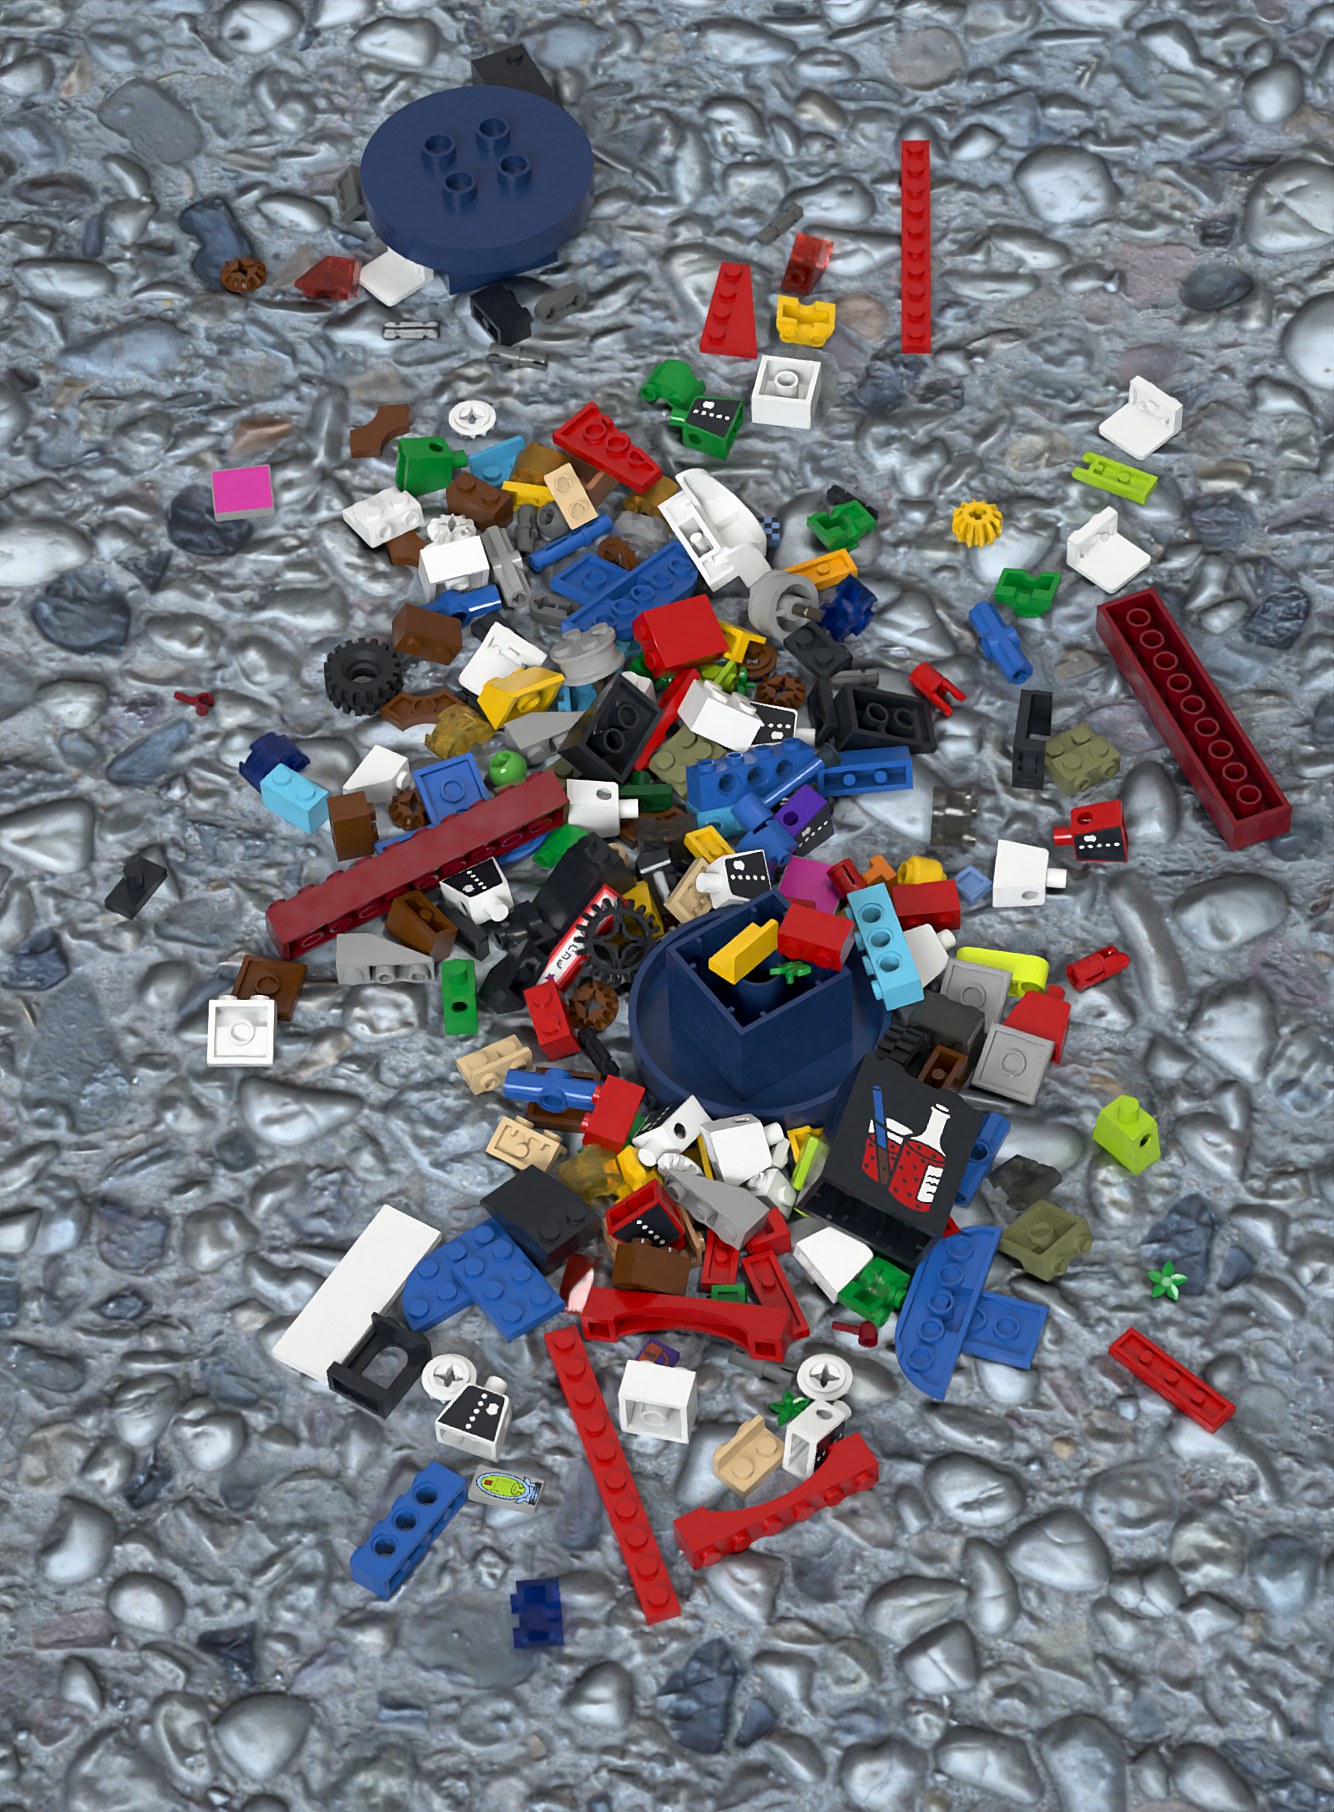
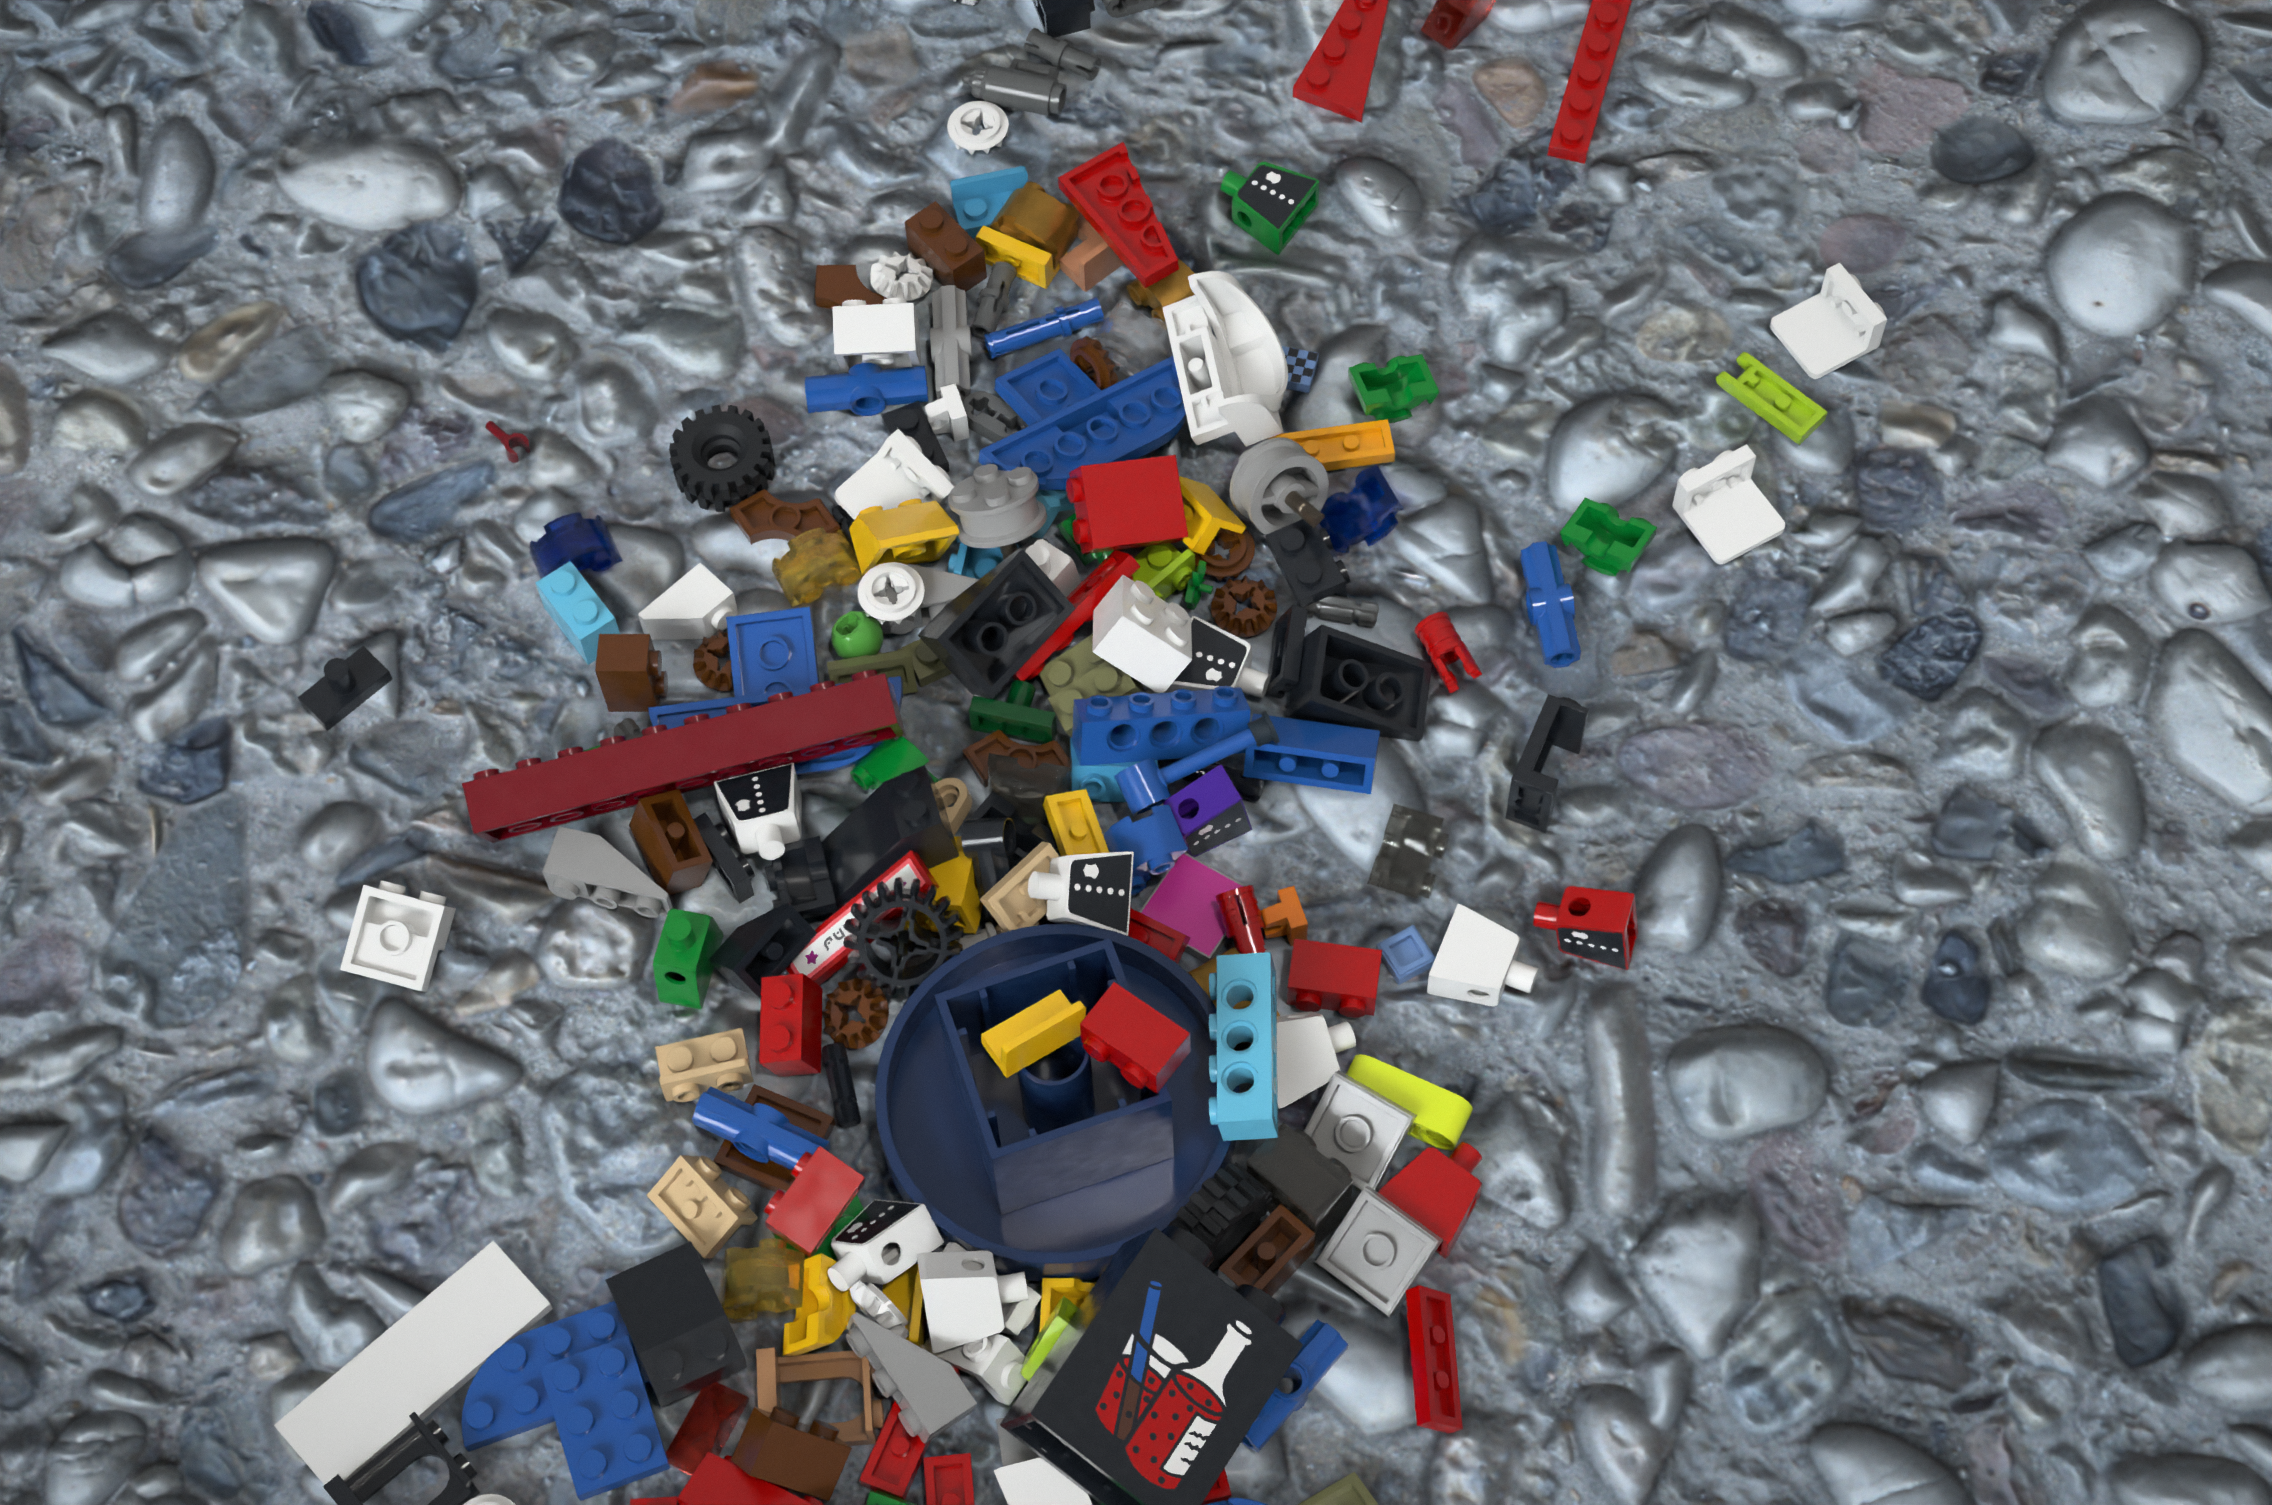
camera: 15 degrees right, 10 degrees up
(242, 493) = (664, 164): dark pink tile -> none
(271, 978) = (462, 870): reddish brown tile -> none
(371, 439) = (874, 110): reddish brown tile -> none
(384, 516) = (823, 238): white plate -> none
(426, 465) = (896, 180): green torso -> none
(427, 634) = (816, 420): reddish brown brick -> none
(494, 385) = (1022, 87): none -> dark grey piece
(522, 612) = (948, 414): none -> white tile
(531, 722) = (903, 580): none -> white gear
(551, 521) = (1033, 292): dark grey piece -> none
(570, 496) = (1055, 268): tan bracket -> none
(597, 807) = (948, 724): white torso -> none
(647, 1215) = (810, 1374): torso -> none
(674, 383) = (1243, 136): green cylinder -> none
(772, 1236) = (975, 1432): red panel -> none
(786, 392) = (1379, 180): white brick -> none
(791, 969) = (1088, 1076): green plant -> none
(804, 323) = (1433, 87): yellow cylinder -> none
(837, 495) = (1403, 341): black axle -> none
(920, 870) = (1342, 925): yellow head -> none
(977, 523) = (1570, 422): yellow gear -> none
(1024, 1180) = (1340, 1437): clear smoke cylinder -> none
(1071, 1120) = (1433, 1359): none -> red plate
(1080, 759) = (1604, 801): olive plate -> none
(1096, 967) = (1537, 1126): red hinge -> none
(1128, 1133) = (1500, 1404): lime torso -> none
(1193, 719) = (1773, 786): dark red brick -> none

